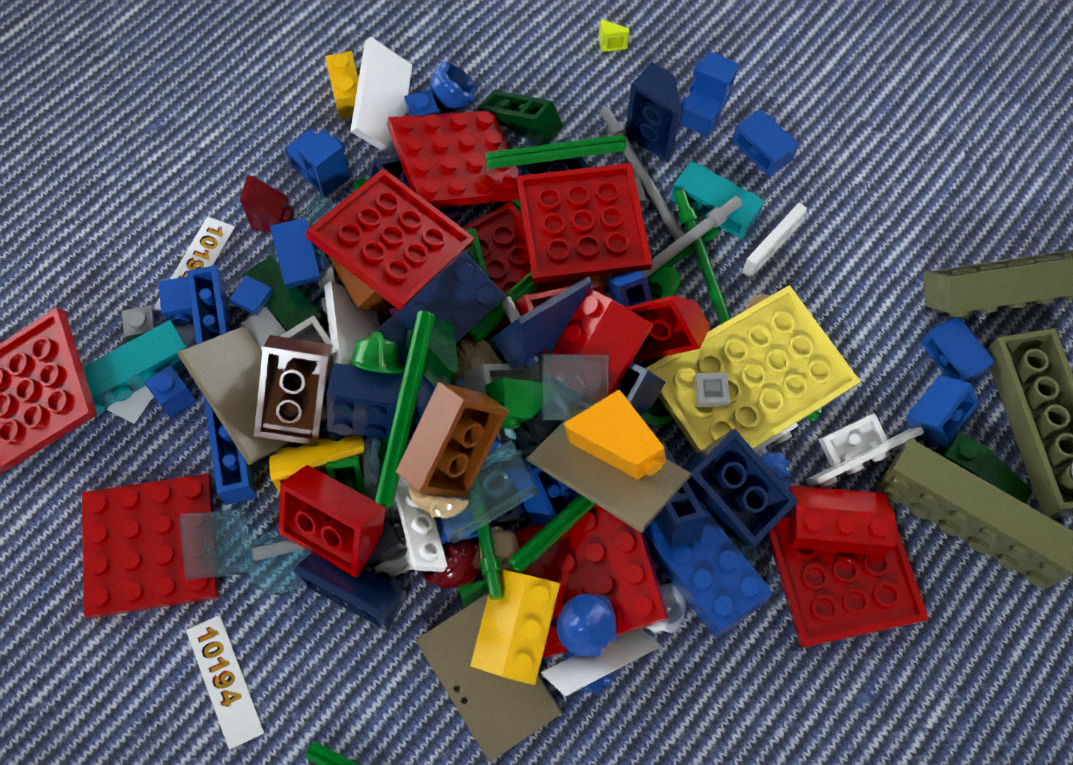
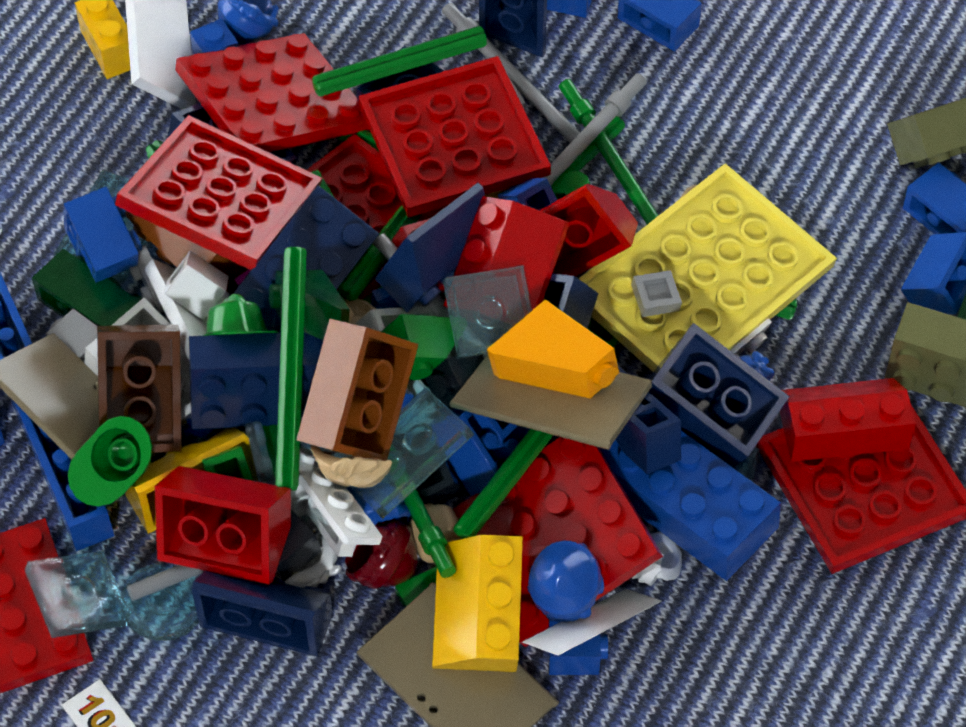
camera: 10 degrees left, 10 degrees down
(251, 295) = (52, 297): blue tile -> none
(256, 449) = (110, 461): none -> green piece
(264, 205) = (40, 193): dark red slope -> none
(319, 160) = (96, 128): blue brick -> none
(357, 312) = (197, 285): none -> white brick
(525, 115) = (347, 31): dark green slope -> none
(708, 190) = (600, 75): teal brick -> none
(774, 240) = (696, 121): white tile -> none
(856, 444) = (844, 334): white bracket -> none

